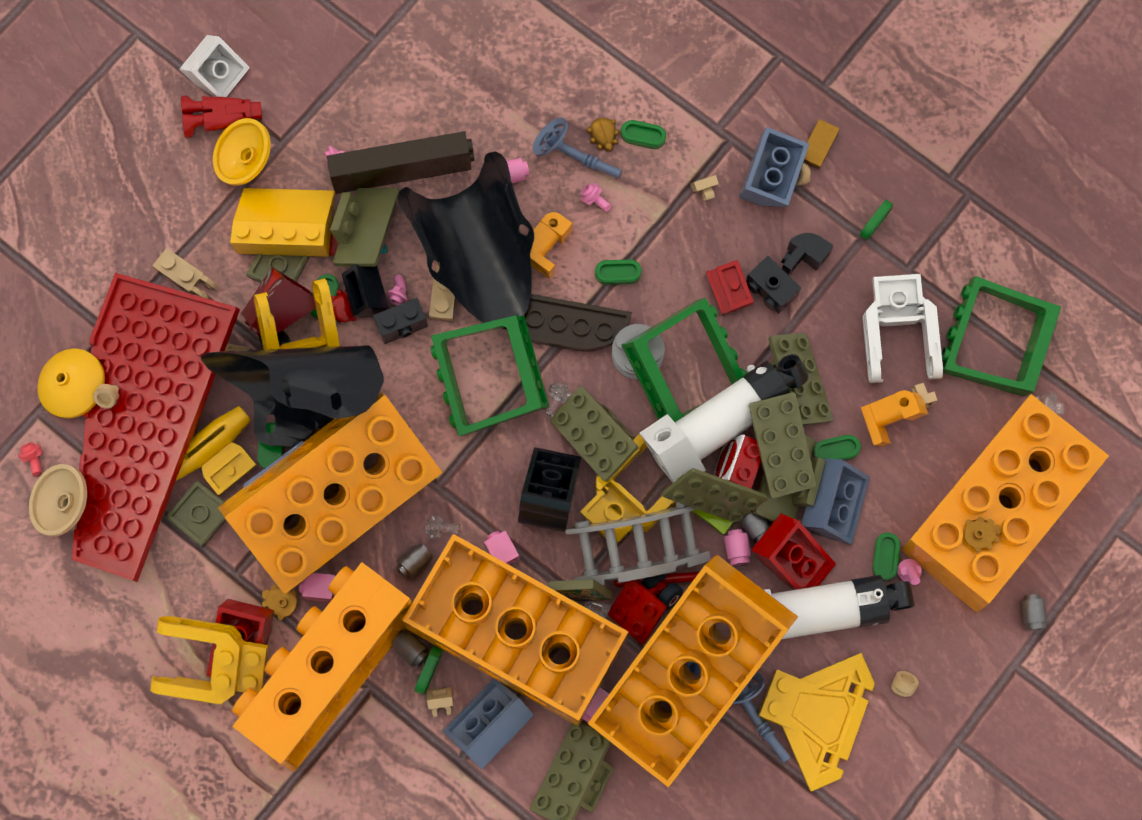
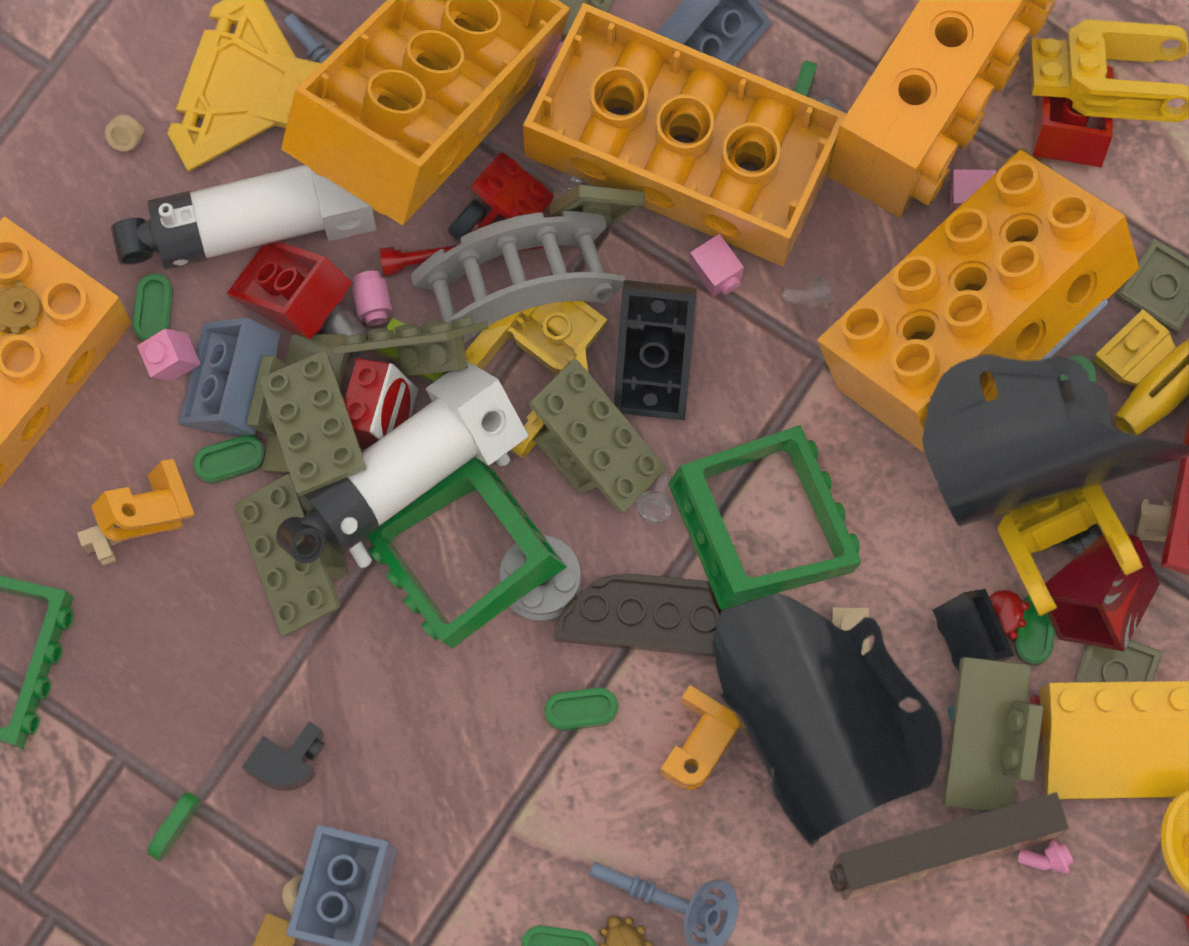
camera: 175 degrees right, 0 degrees up
(398, 293) = (918, 636): bright pink plate -> none
(400, 321) = (911, 592): black brick -> none
(413, 561) = (842, 241): flat silver brick -> none
(440, 698) = (780, 58): tan tile -> none
(518, 170) = (767, 857): bright pink brick -> none
(590, 194) = (634, 834): bright pink plate -> none
(704, 186) = (453, 860): tan tile -> none
(730, 287) = (403, 694): red plate -> none
(772, 285) = (336, 702): black brick -> none
(876, 516) = (168, 355): none -> bright pink brick
(901, 302) = (135, 686): white plate -> none
(910, 571) = (119, 283): bright pink plate -> none

